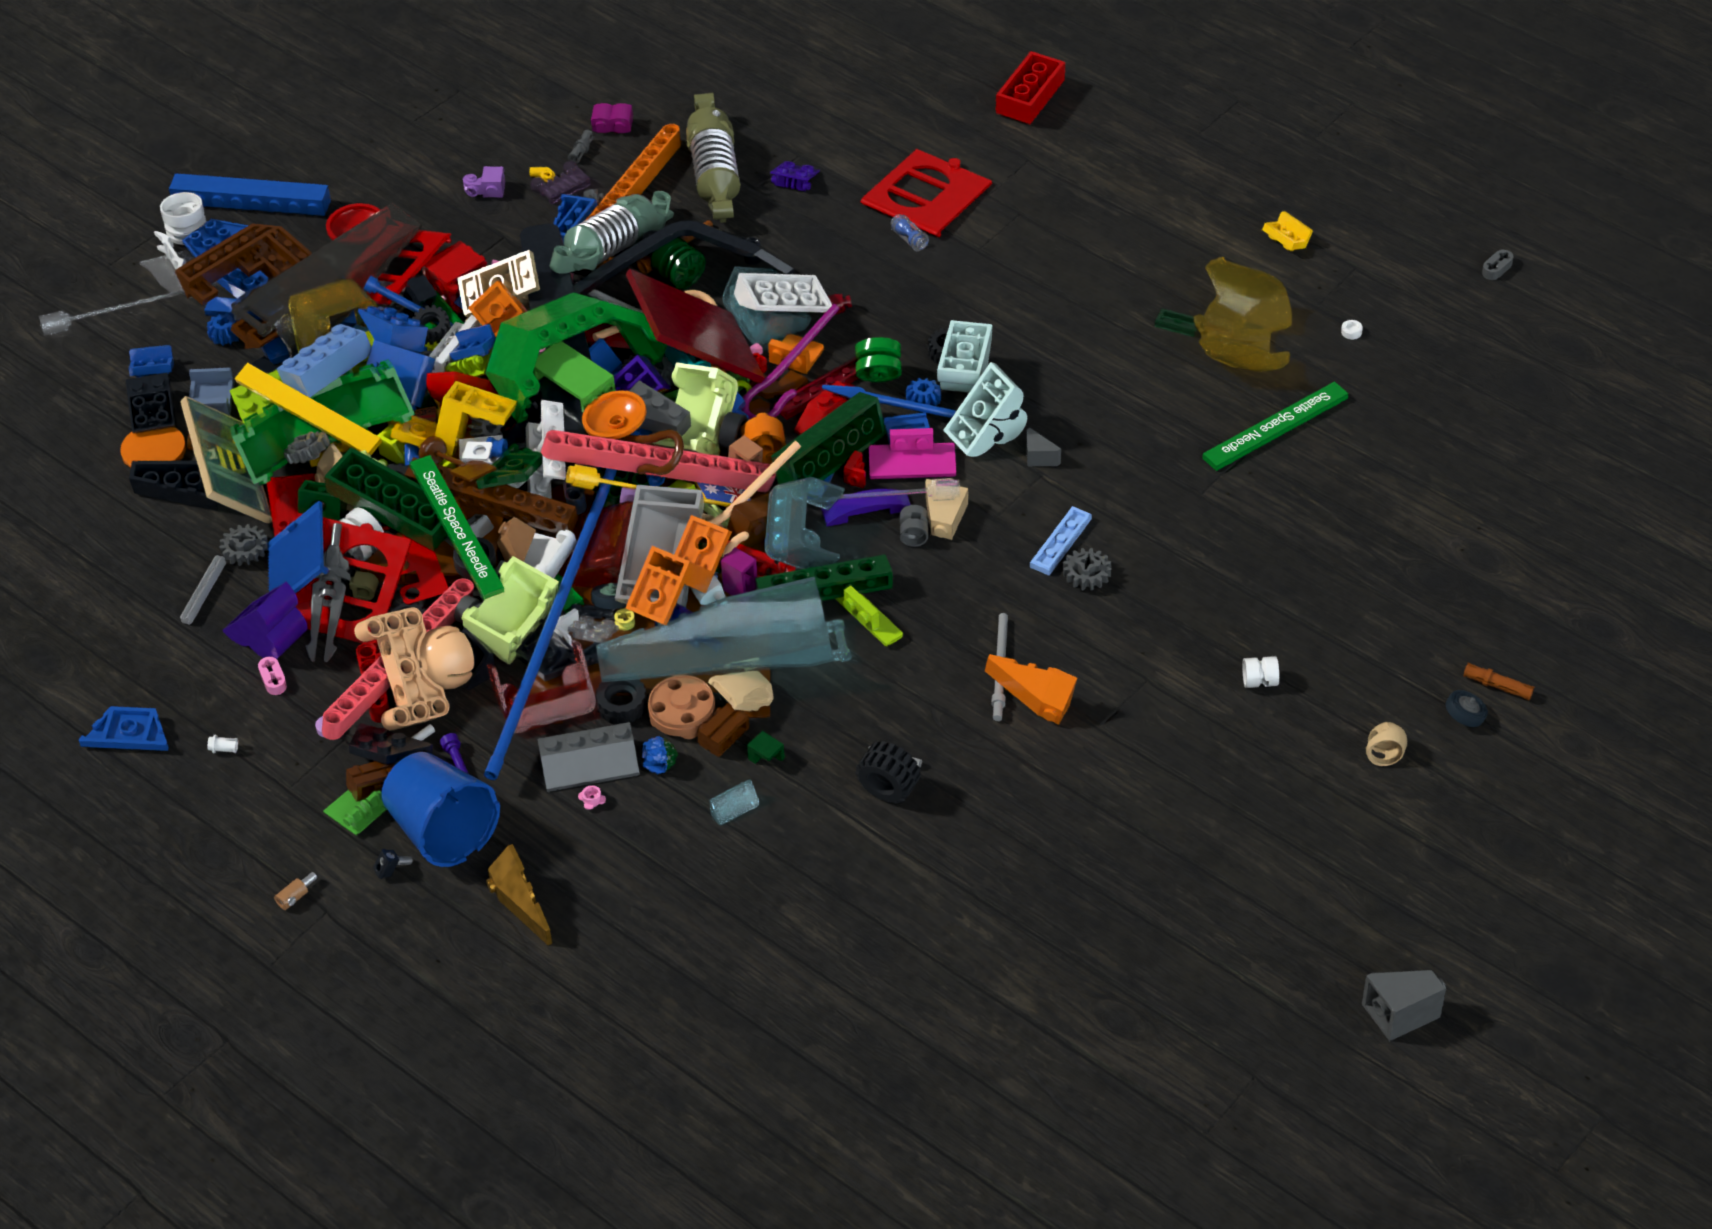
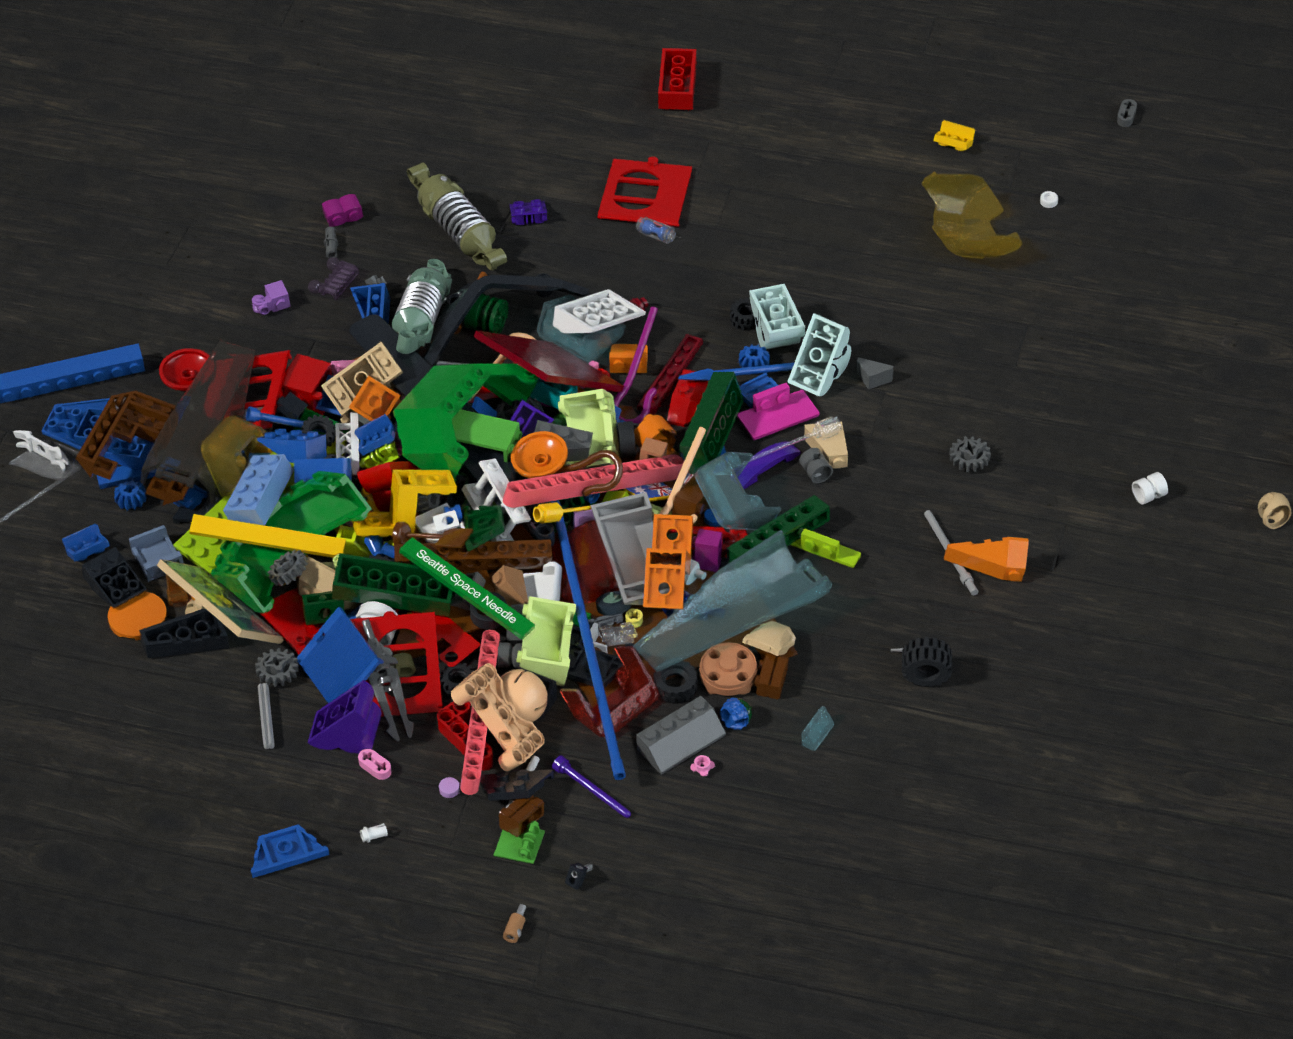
camera: 25 degrees left, 0 degrees up
(182, 215) = (28, 410): white wheel -> none
(440, 808) = (599, 813): blue cone -> none
(516, 893) = (693, 857): pearl gold wedge -> none
(543, 172) = (313, 275): yellow arm -> none
(644, 168) = (399, 256): orange beam -> none
(765, 747) = (815, 676): dark green panel -> none
(790, 381) = (639, 387): reddish brown tile -> none
(854, 470) = (741, 441): red bracket -> none
(878, 359) = (705, 341): green wheel -> none
(1060, 541) = (933, 439): light blue tile -> none
(1176, 322) = (912, 236): clear green tile -> none
(1275, 426) = (1038, 295): green tile -> none

